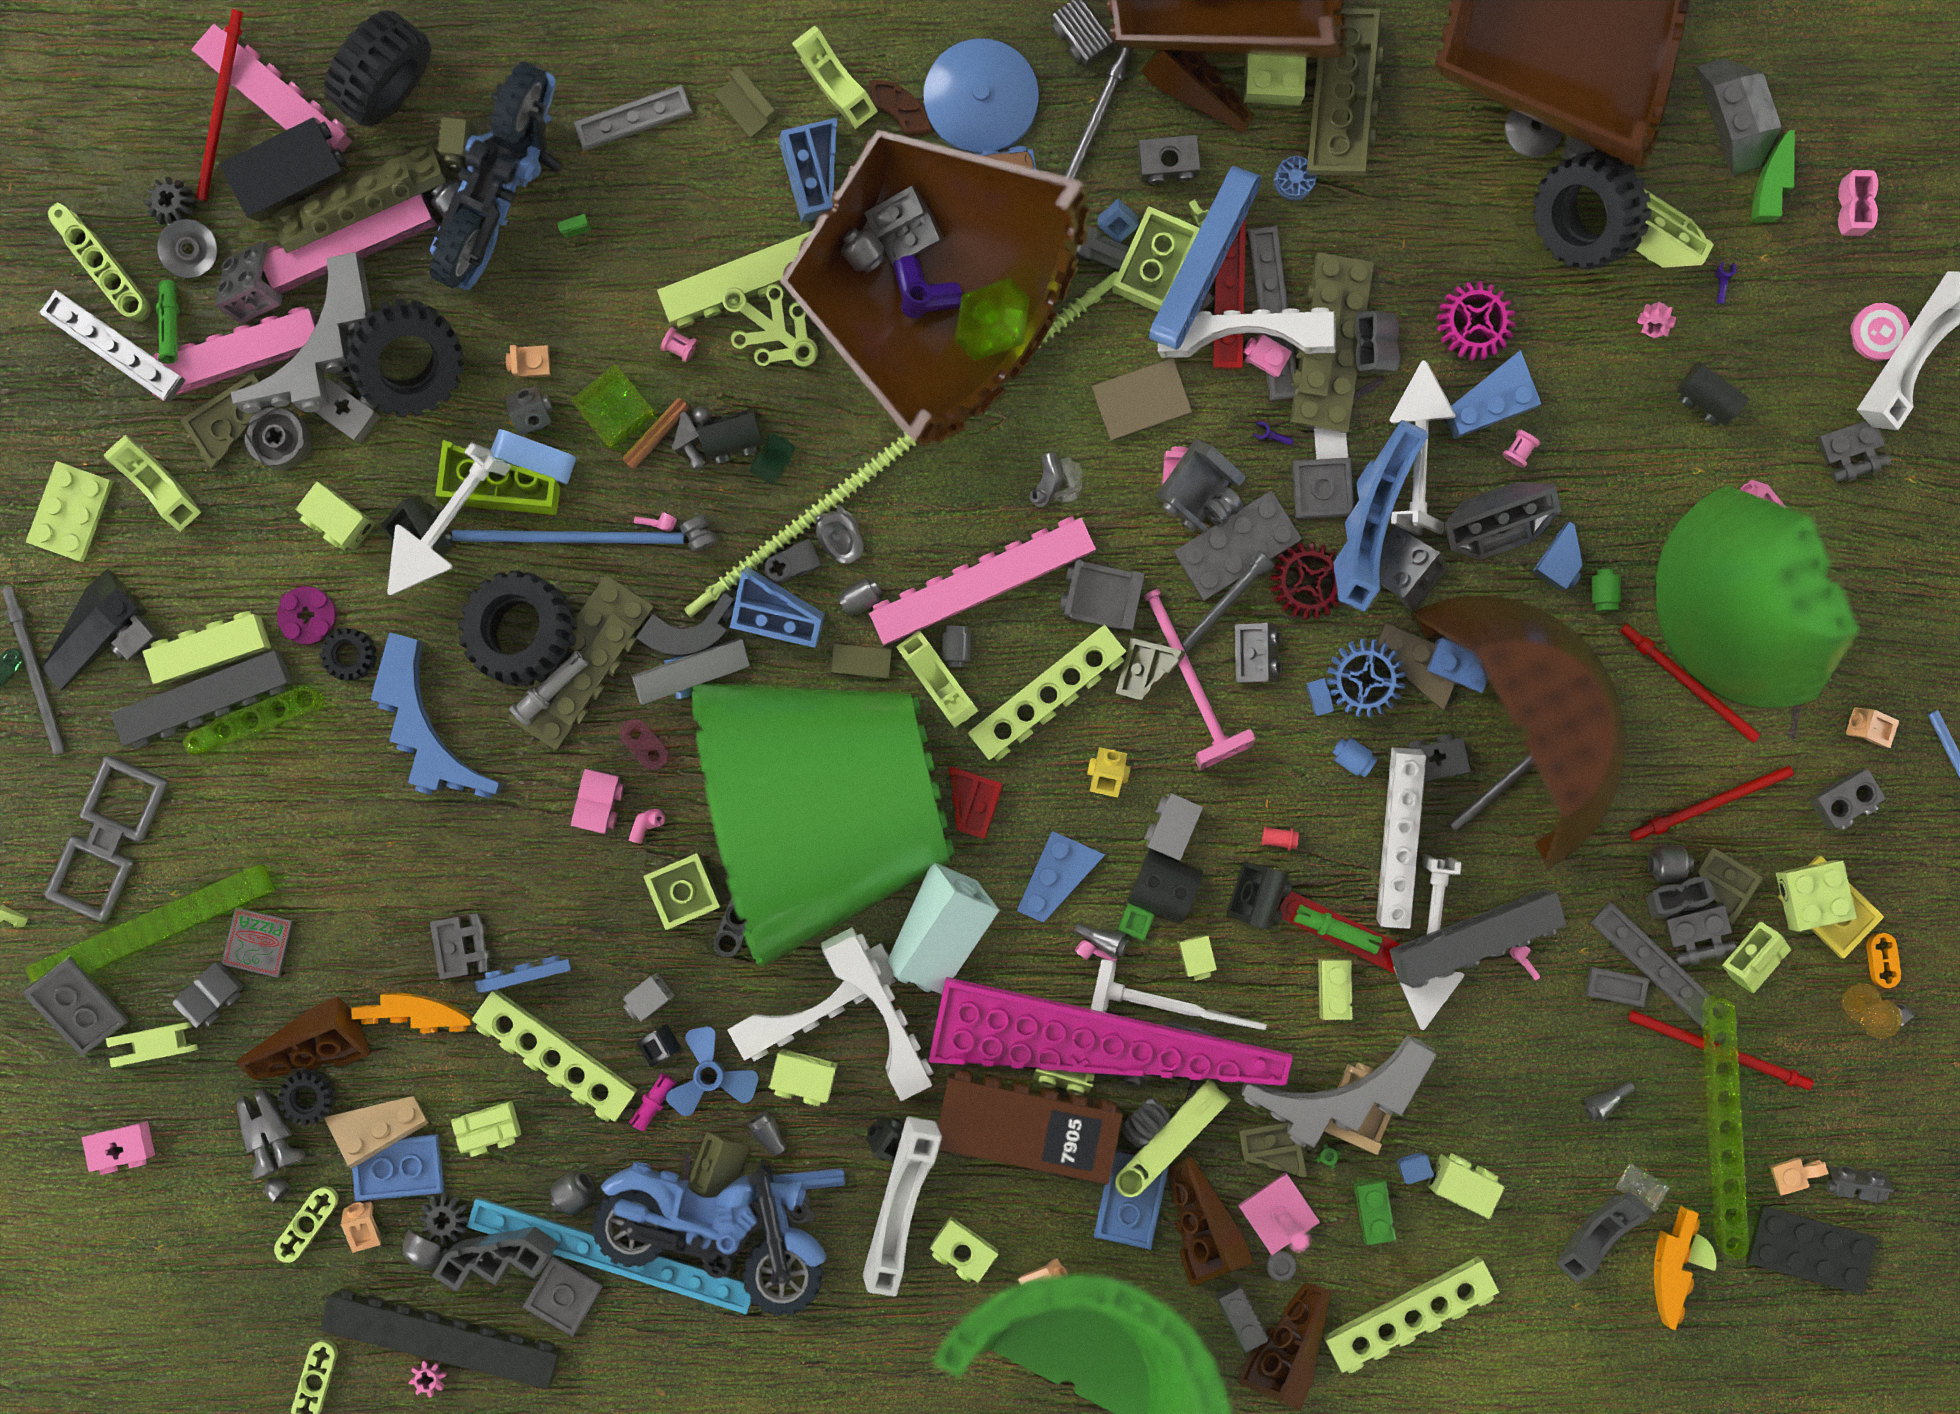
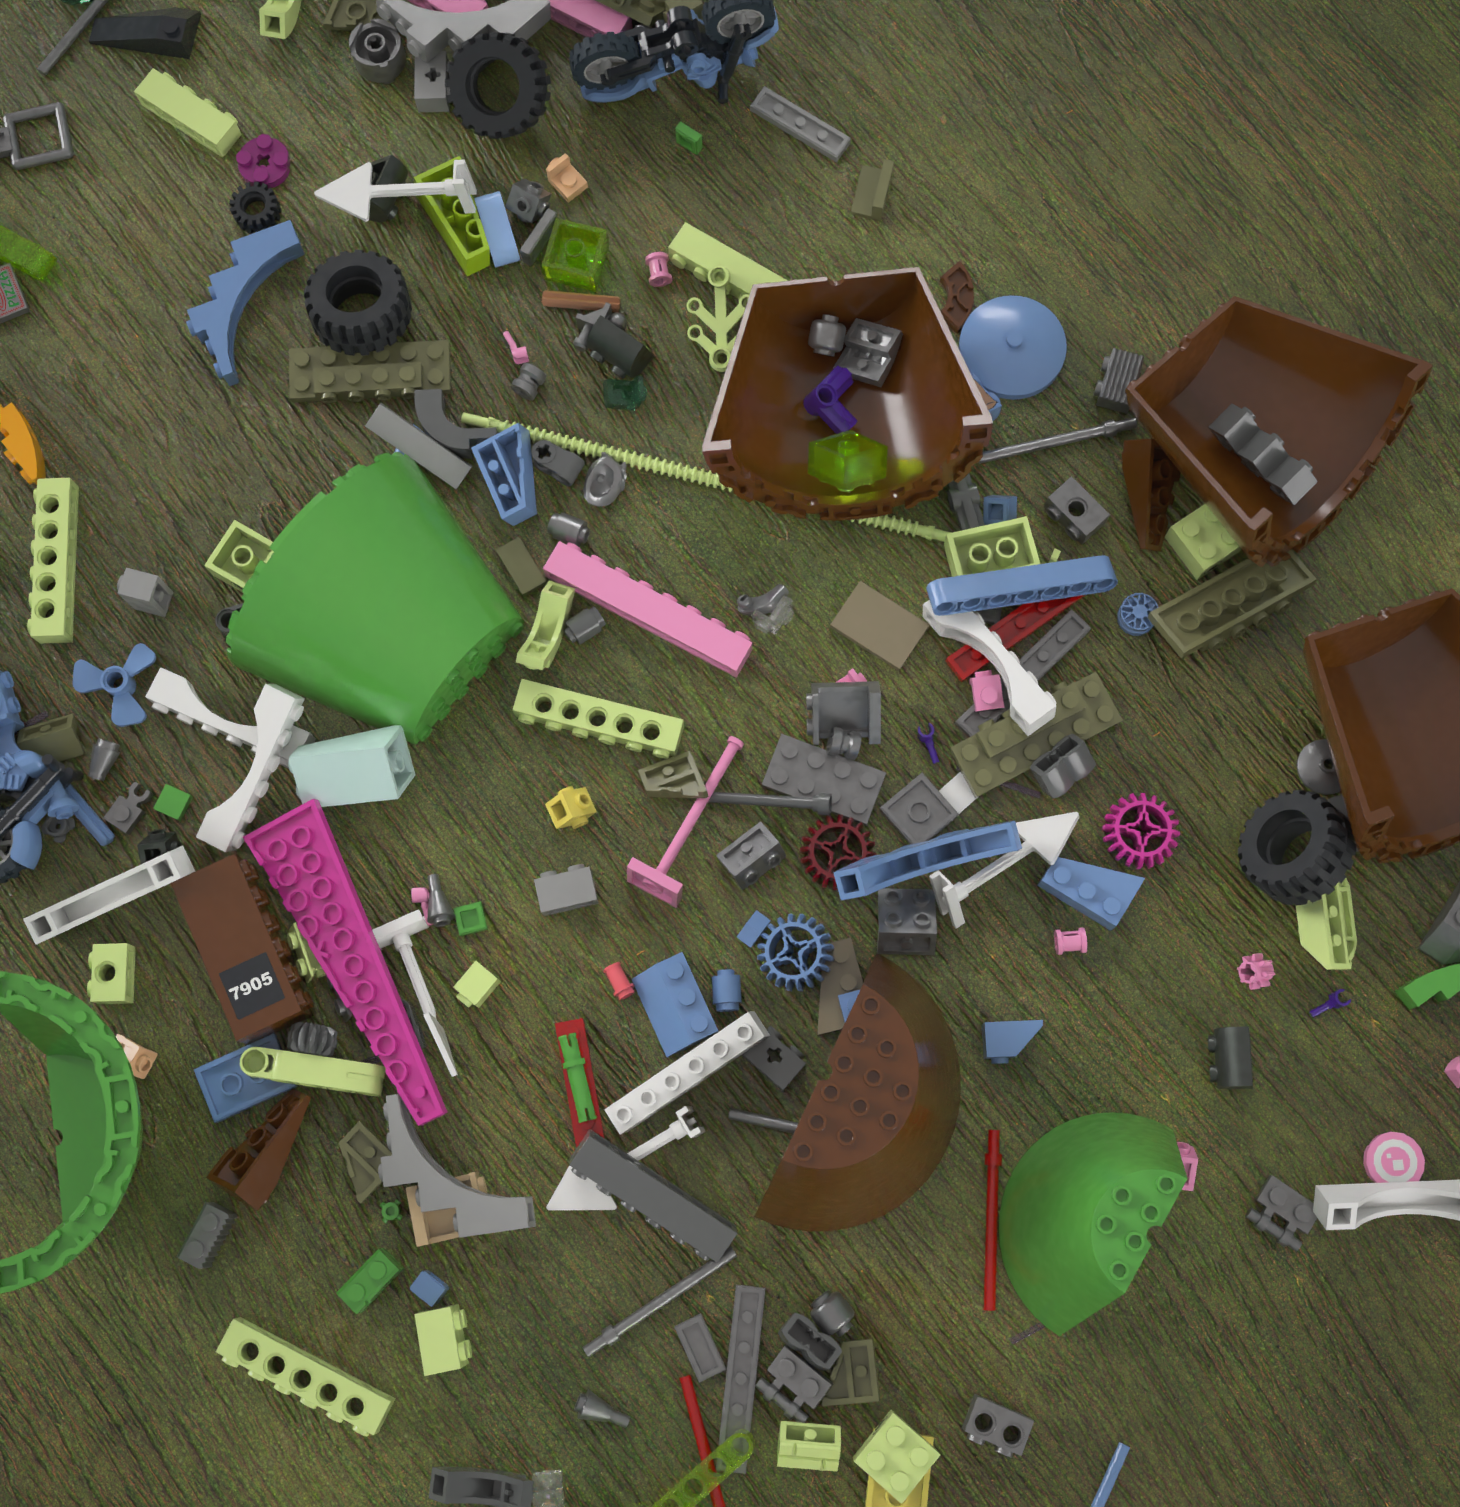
camera: 55 degrees right, 10 degrees down
(134, 639) = (161, 59): flat silver brick -> none
(201, 699) = (149, 134): dark grey brick -> none
(209, 736) = (126, 158): clear neon green piece -> none
(331, 513) = (347, 125): yellowish green brick -> none
(451, 946) = (86, 430): flat silver plate -> none
(522, 973) = (102, 491): medium blue wing -> none
(539, 697) = (318, 354): light grey pin -> none
(567, 537) = (457, 296): medium blue piece -> none
(569, 425) = (538, 238): none -> flat silver tile
(596, 801) = (271, 453): bright pink brick -> none
(644, 744) = (337, 457): clear pink plate -> none
(644, 822) = (280, 499): bright pink arm -> none
(652, 1102) = (67, 656): dark pink pin -> none
(658, 1045) = (117, 631): black slope -> none
(803, 1077) = (163, 749): yellowish green brick -> none
(810, 166) = (869, 252): medium blue wedge -> none
(829, 1145) = (126, 812): none -> flat silver plate
(833, 78) = (940, 229): yellowish green arch -> none
(850, 1100) = (173, 802): none -> bright green tile
(974, 801) = (474, 726): red wing -> none
(1056, 875) = (463, 830): medium blue wing -> none
(1102, 595) = (706, 705): flat silver panel -> none
(1165, 887) = (514, 919): pearl dark grey brick -> none
(1259, 895) = (559, 997): pearl dark grey brick -> none
(1280, 1215) = (312, 1205): bright pink tile -> none
(1281, 1266) = (274, 1239): flat silver tile -> none
(1287, 1361) = (196, 1299): reddish brown wedge -> none
(1334, 807) = (674, 1005): none -> medium blue slope
(1335, 989) = (528, 1113): yellowish green brick -> none
(1501, 519) = (1001, 965): flat silver wedge -> none
(1520, 955) = (667, 1245): bright pink hand -> none
(1556, 1049) = (612, 1334): none -> flat silver bar
(1606, 590) = (1012, 1093): bright green brick -> none
(1660, 824) = (858, 1281): red bar -> none
(1872, 726) = (1073, 1401): light nougat bracket -> none

